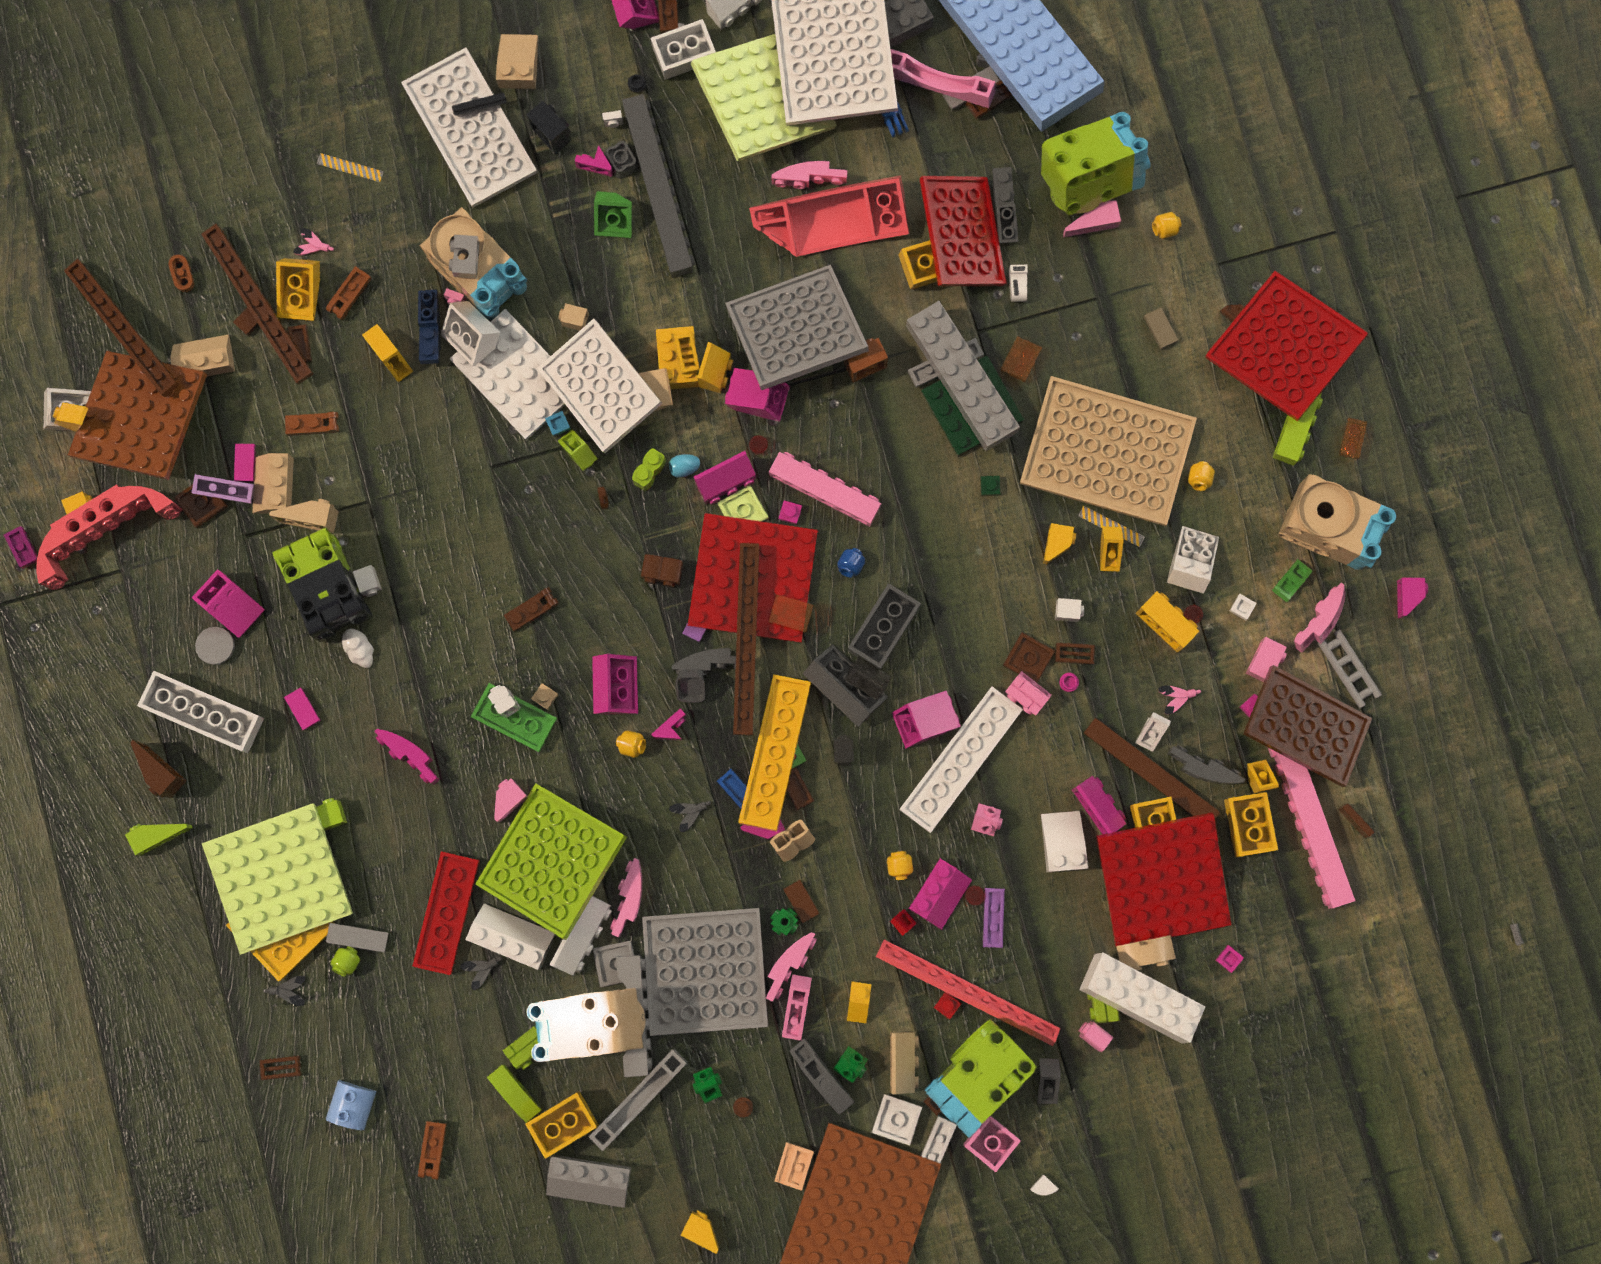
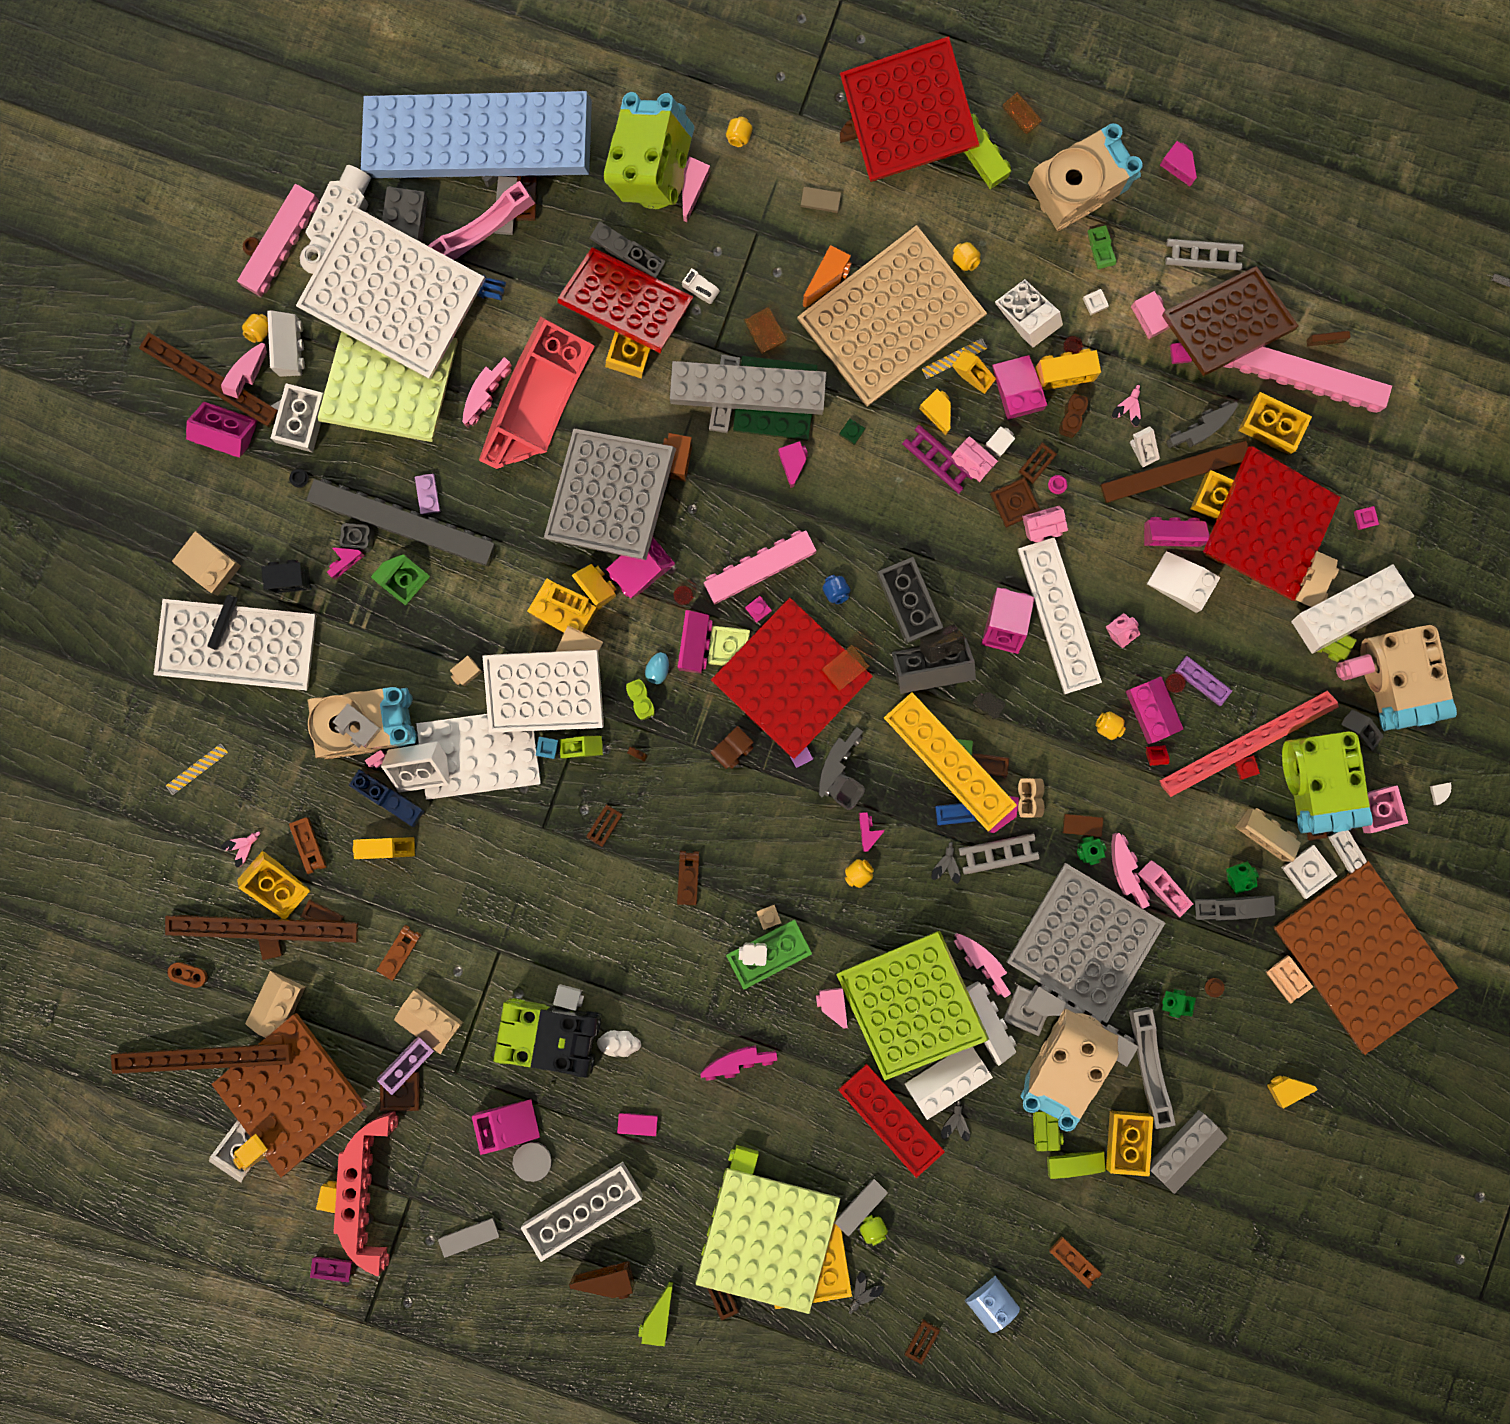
camera: 60 degrees left, 5 degrees up
(119, 638) = (468, 1237): none -> light grey tile
(210, 885) = (729, 1313): none -> reddish brown tile
(244, 462) = (392, 1031): dark pink tile -> none
(308, 515) = (481, 1004): tan slope -> none
(532, 512) = (613, 811): none -> reddish brown tile
(612, 119) = (316, 519): white plate -> none
(615, 684) = (800, 853): dark pink slope -> none
(695, 190) = (427, 494): none -> lavender plate
(740, 848) = (1009, 859): none -> light grey bar
(746, 639) = (842, 719): reddish brown plate -> none
(858, 1002) = (1195, 835): yellow slope -> none
(931, 455) = (793, 460): none -> dark pink slope
(1027, 579) = (926, 459): none -> magenta bar
(1038, 598) = (974, 459): none -> bright pink brick
(1101, 375) = (828, 275): none -> orange slope
(1118, 1085) = (1409, 678): none -> tan piece
(1125, 594) = (1019, 387): none -> dark pink slope
(1139, 653) = (1073, 413): none -> reddish brown brick
(1261, 776) = (1244, 387): yellow slope -> none
(1327, 615) = (1150, 239): bright pink slope -> none

